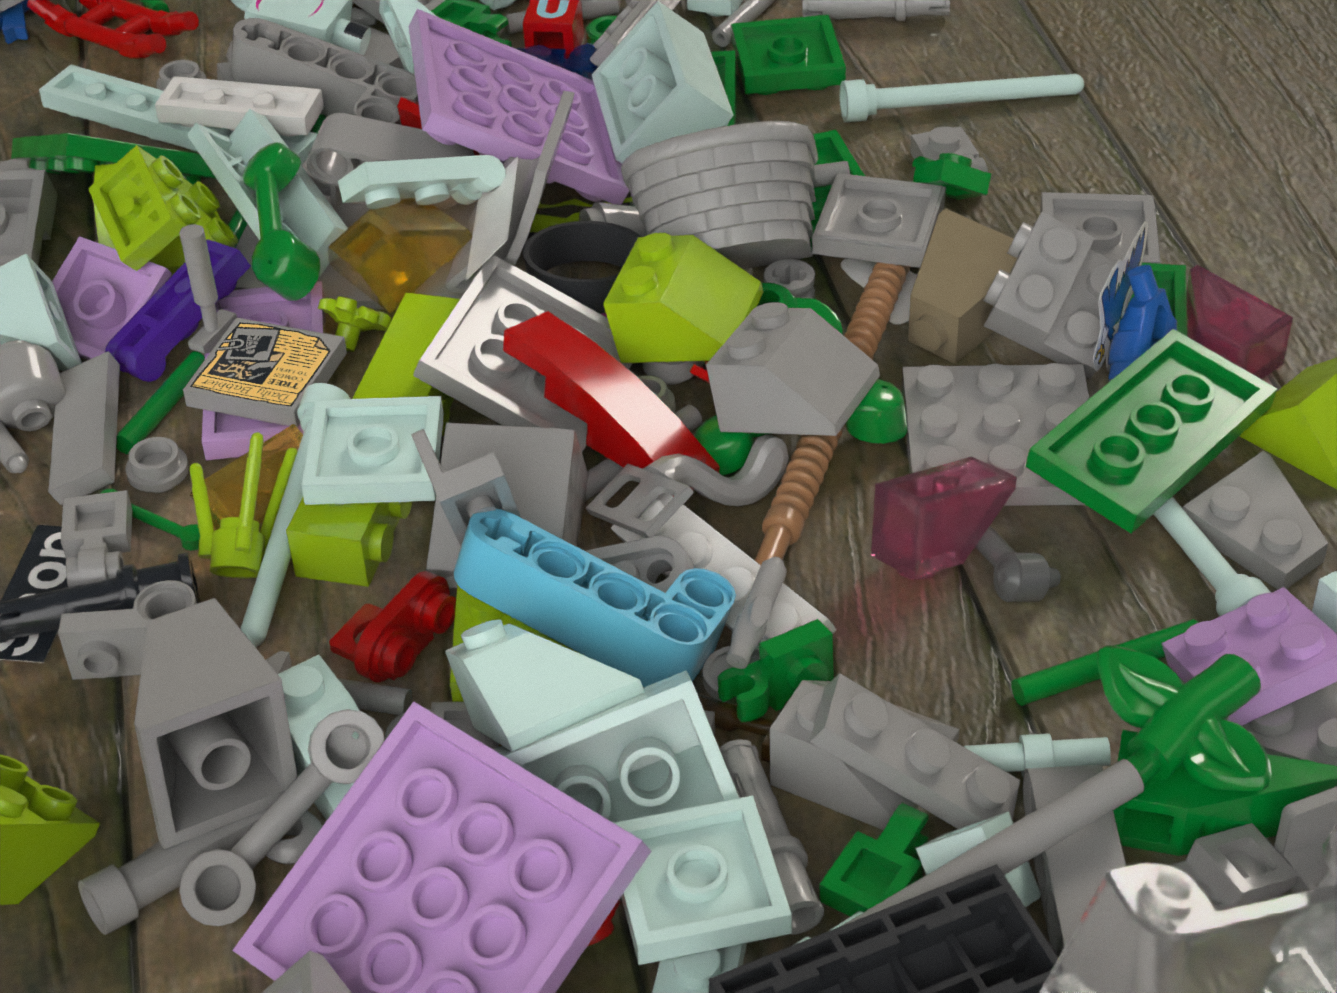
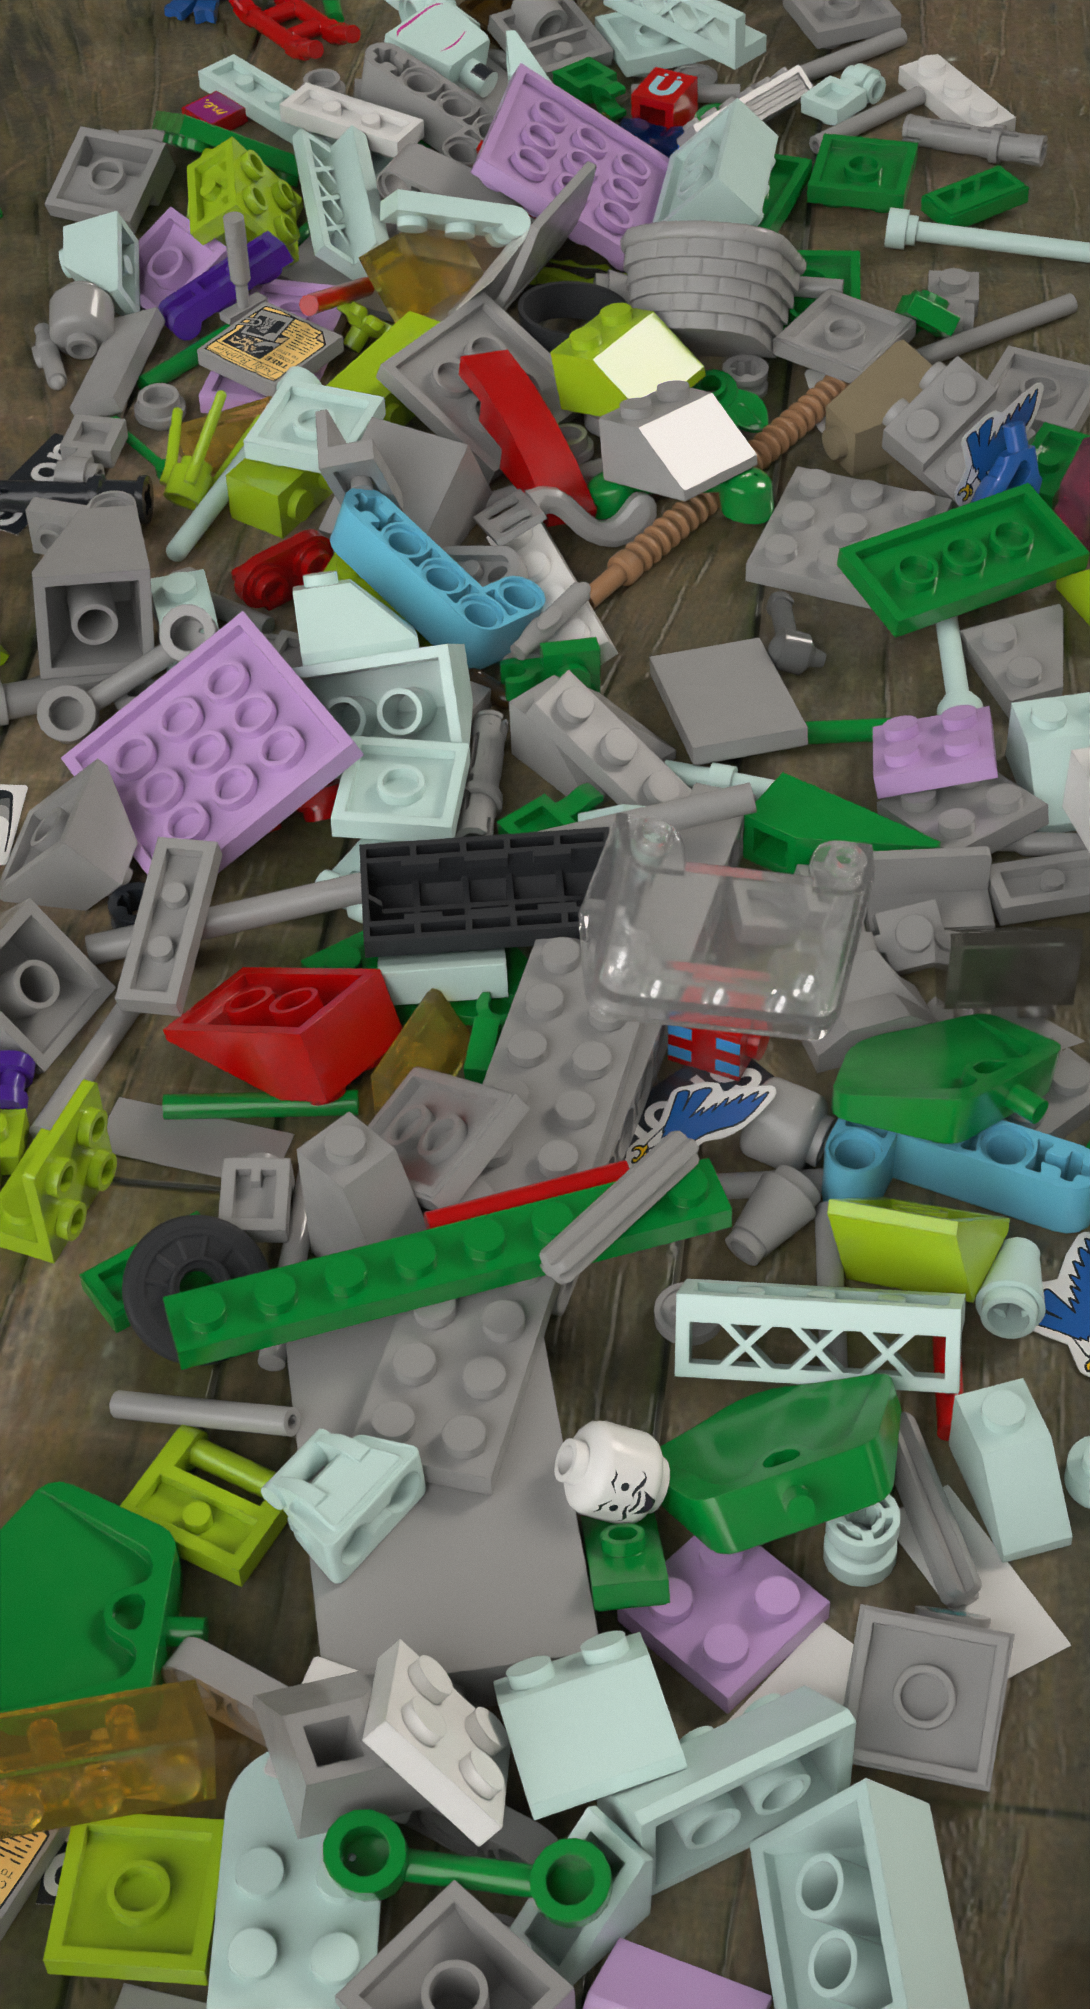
camera: 20 degrees right, 5 degrees up
(75, 122) = (217, 110): none -> tile
(279, 256) = (318, 259): green piece -> none
(320, 295) = (336, 296): none -> red bar
(911, 56) = (975, 198): none -> green plate
(936, 515) = (743, 585): clear pink slope -> none
(989, 656) = (728, 701): none -> light grey tile
(1017, 174) = (999, 329): none -> light grey piece
(1186, 719) = (822, 771): green plant -> none

